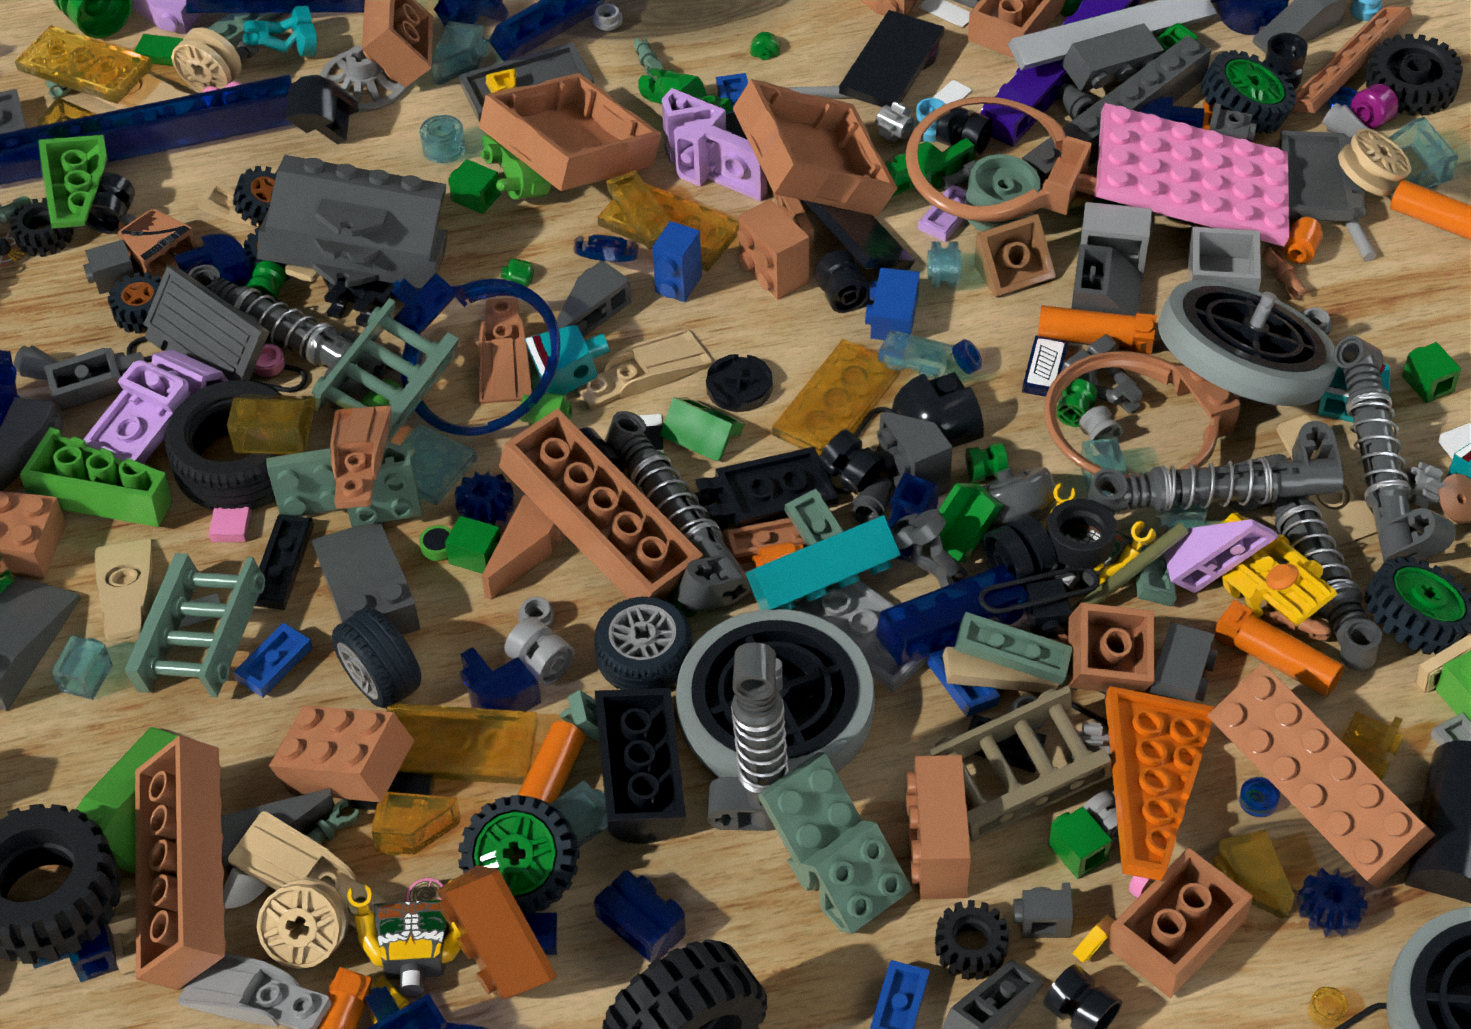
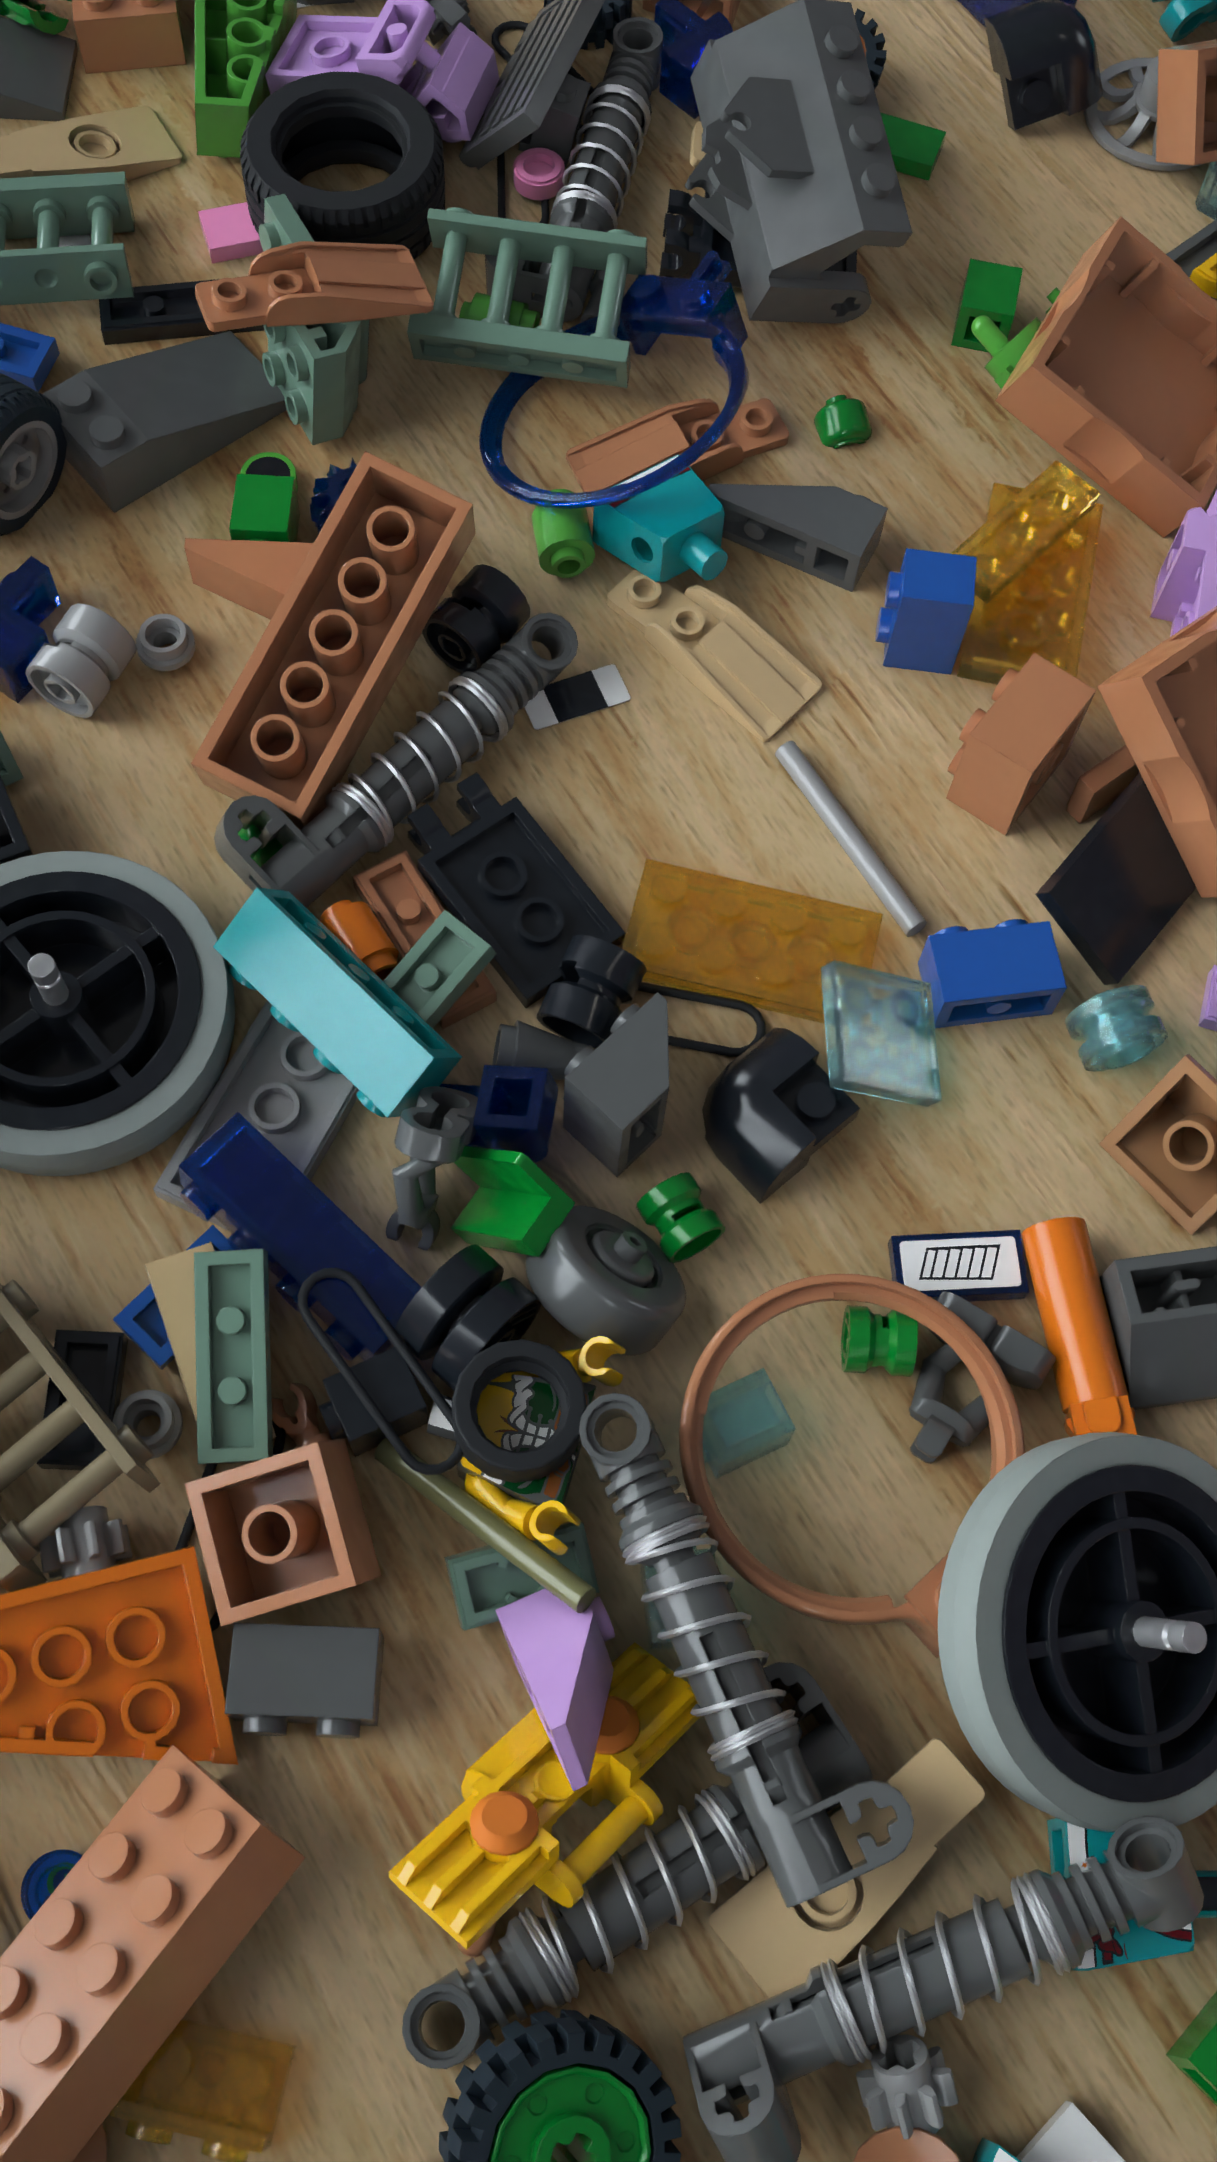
camera: 65 degrees right, 15 degrees up
(268, 278) = (672, 121): green wheel -> none
(270, 423) = (350, 169): clear yellow slope -> none
(437, 462) = (406, 419): clear light blue tile -> none
(442, 139) = (1063, 233): clear light blue wheel -> none
(606, 248) = (921, 509): clear blue tile -> none
(642, 643) = (127, 791): black wheel -> none
(699, 427) = (614, 756): panel -> none
(739, 383) = (733, 789): black tile -> none
(791, 341) = (850, 839): none -> light grey bar
(841, 281) = (1002, 873): black wheel -> none
(967, 356) = (917, 1123): clear blue tile -> none
(1099, 424) = (834, 1398): light grey wheel -> none
(1278, 649) = (374, 1912): orange piece -> none

